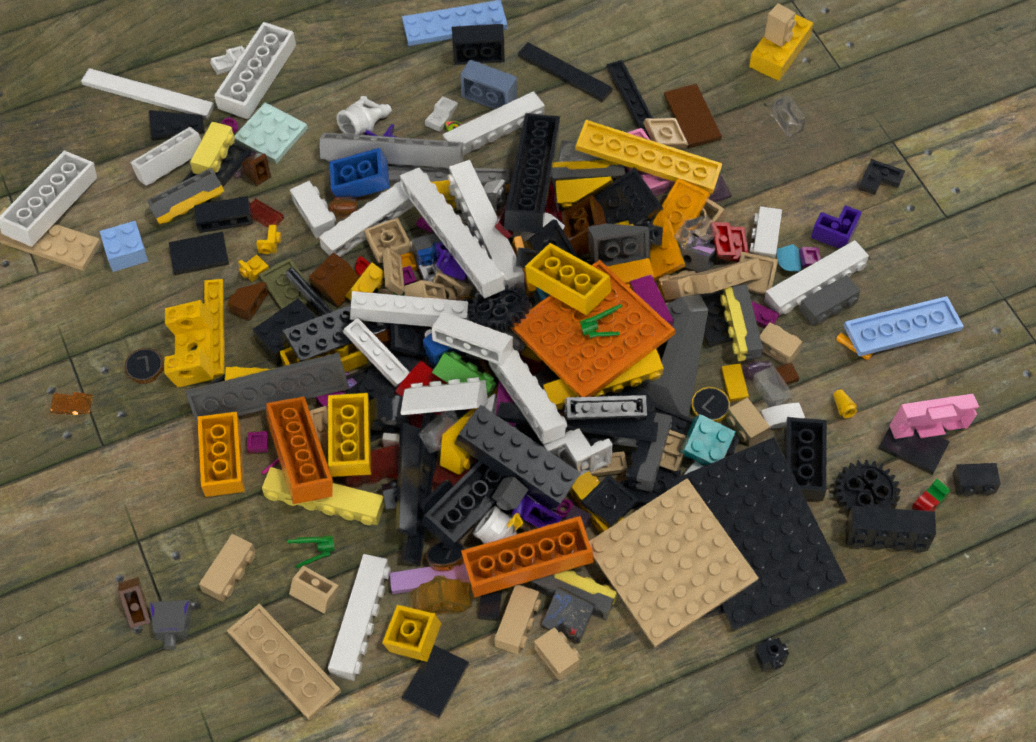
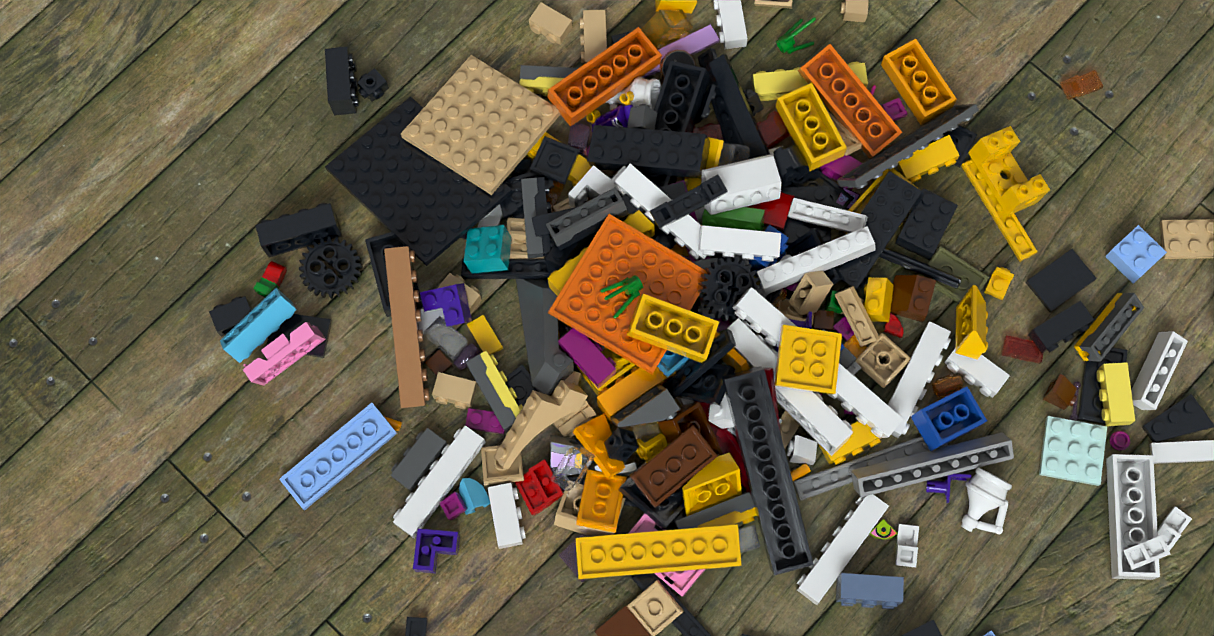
camera: 160 degrees right, 15 degrees up
(144, 365) = (1040, 145): black tile -> none
(248, 300) = (983, 242): reddish brown slope -> none
(267, 36) = (1146, 552): none -> white slope
(271, 244) = (996, 318): yellow bracket -> none
(301, 231) = (971, 324): none -> yellow slope
(460, 221) = (808, 359): none -> yellow plate
(504, 383) = (688, 202): none -> black slope
(569, 614) = (552, 55): black tile -> none
(610, 199) = (673, 465): none -> reddish brown tile
(710, 403) = (500, 303): black tile -> none
(762, 406) = (452, 301): none -> dark purple brick
(804, 666) = (341, 81): none -> black brick
(809, 391) = (405, 327): none -> medium nougat brick
(844, 404) = (374, 350): yellow cone -> none
(953, 453) = (258, 325): none -> medium azure brick

